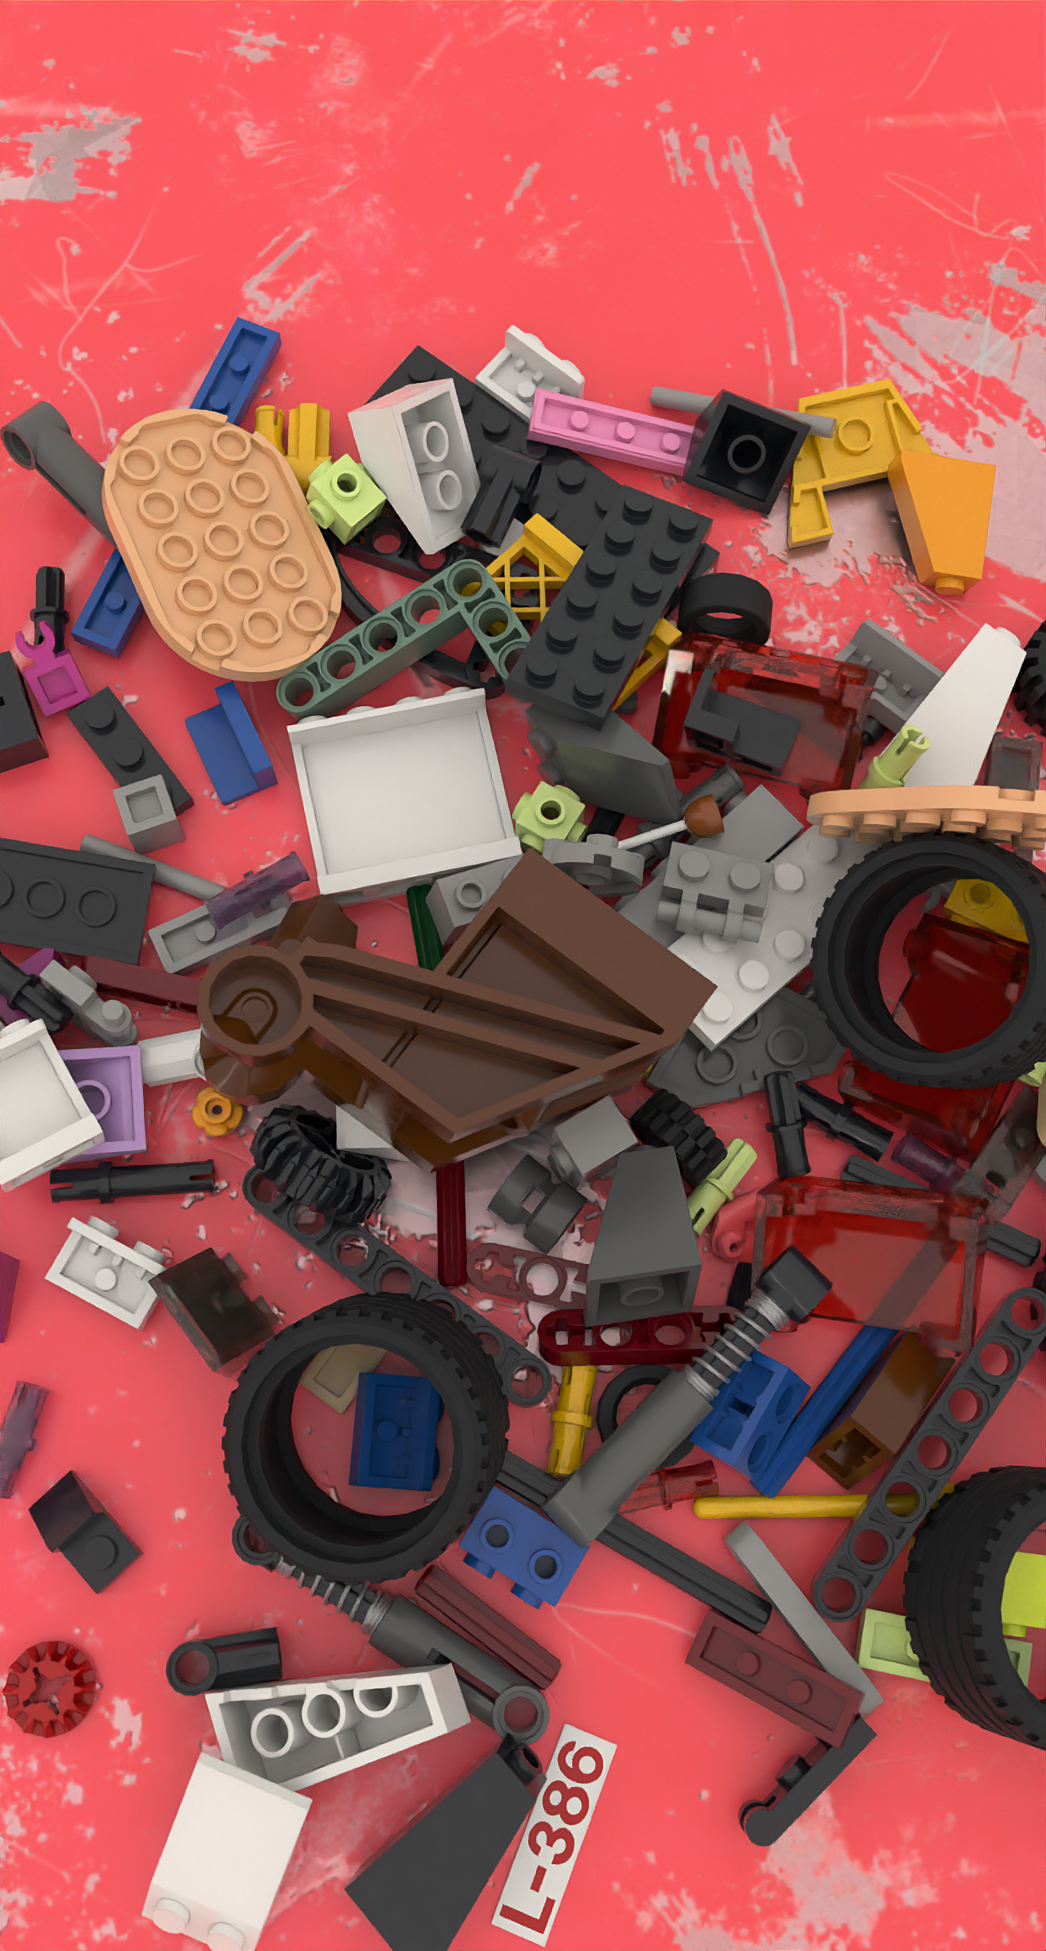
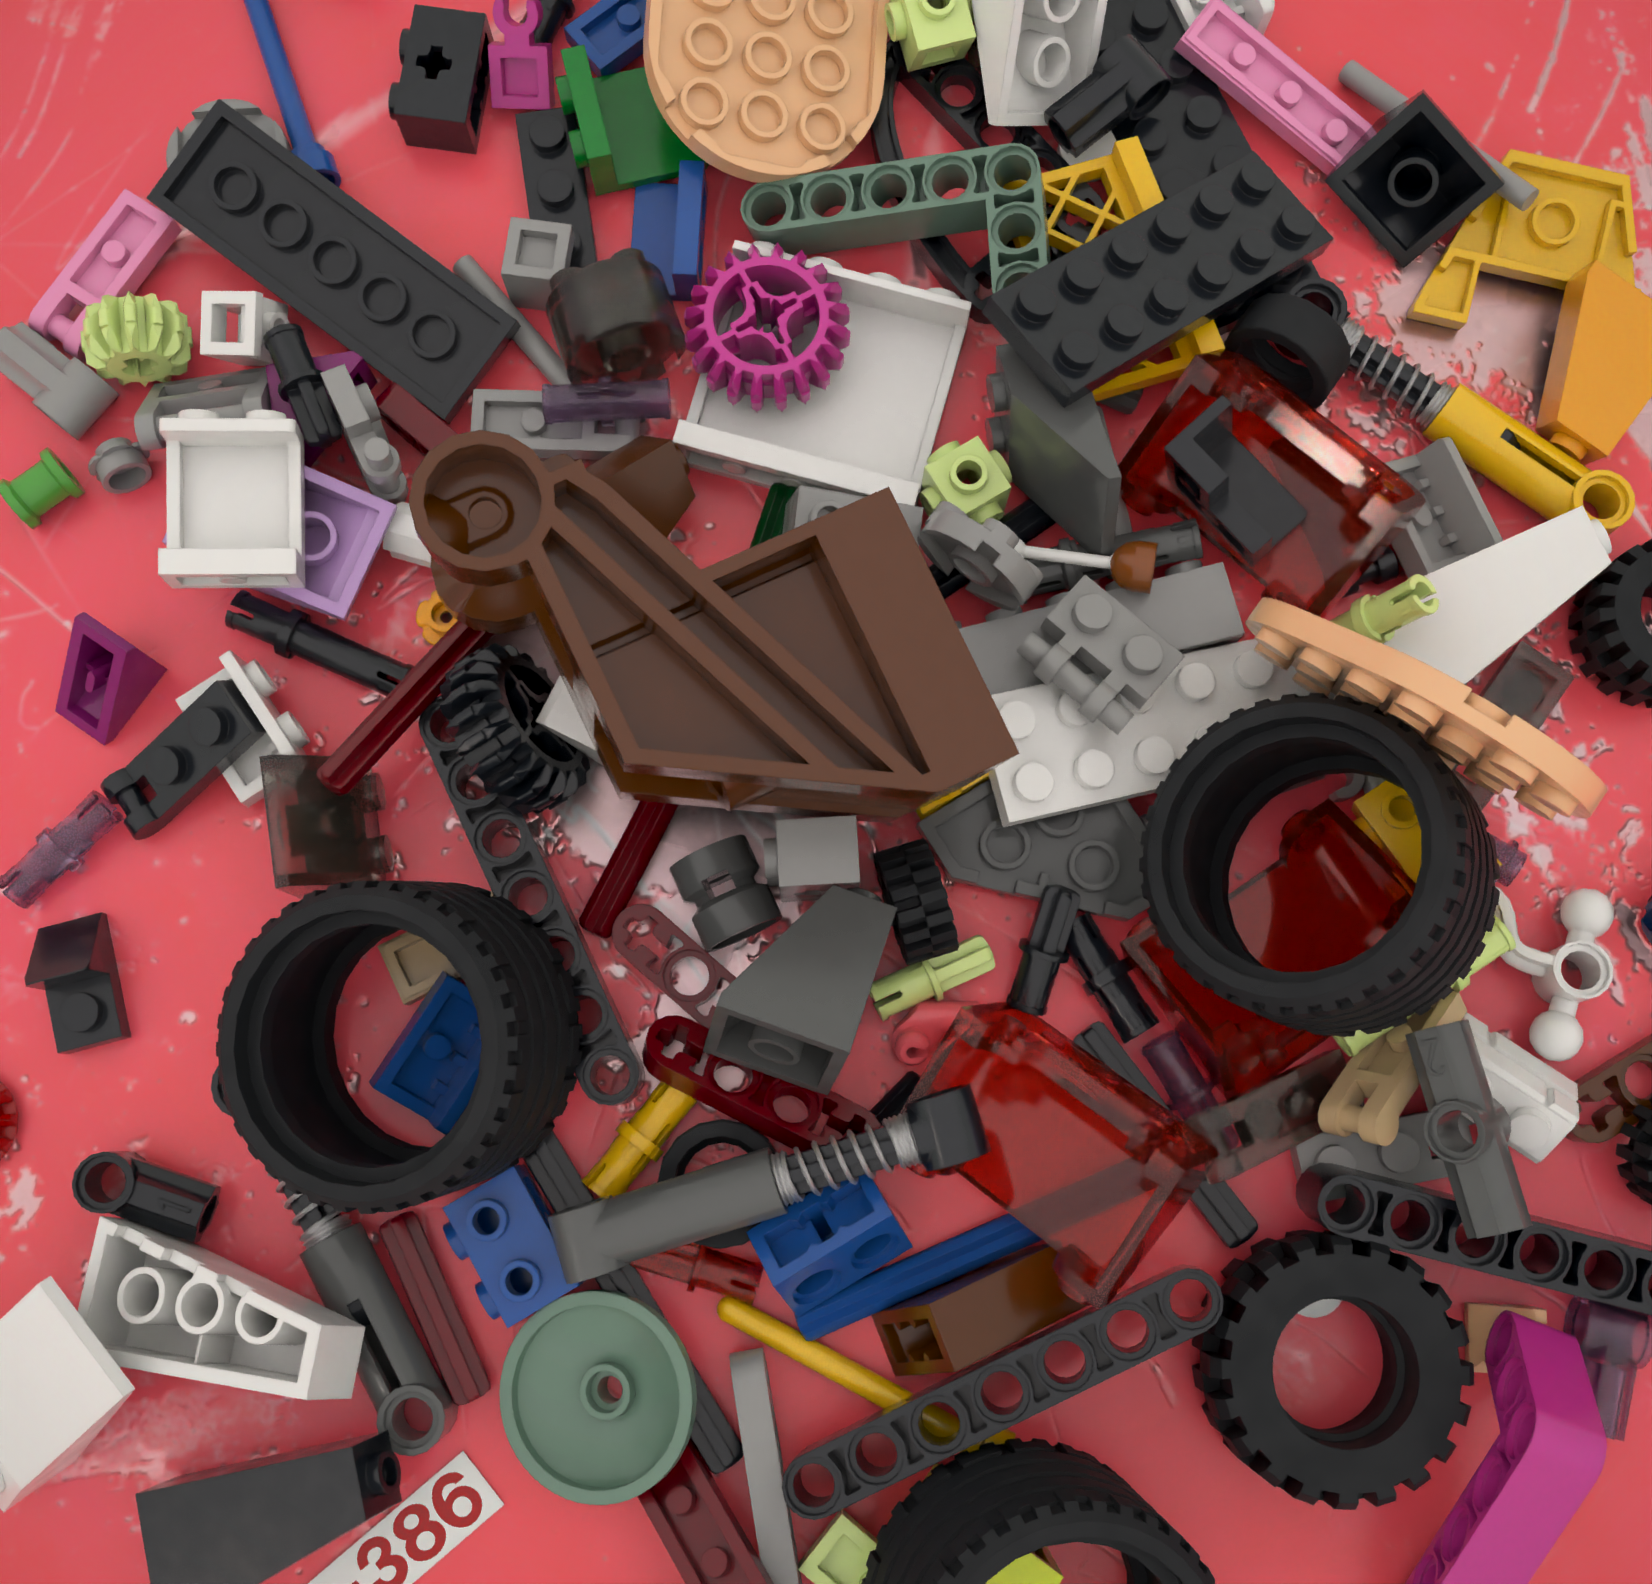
camera: 30 degrees right, 5 degrees up
(77, 1318) = (184, 759): none -> black plate
(152, 683) = (619, 127): none -> green bracket
(227, 1192) = (398, 710): none -> dark red axle
(229, 829) = (614, 319): none -> clear smoke brick
(315, 754) = (803, 301): none -> dark pink gear
(638, 1658) = (559, 1403): none -> sand green dish
(888, 604) = (1482, 433): none -> yellow piece

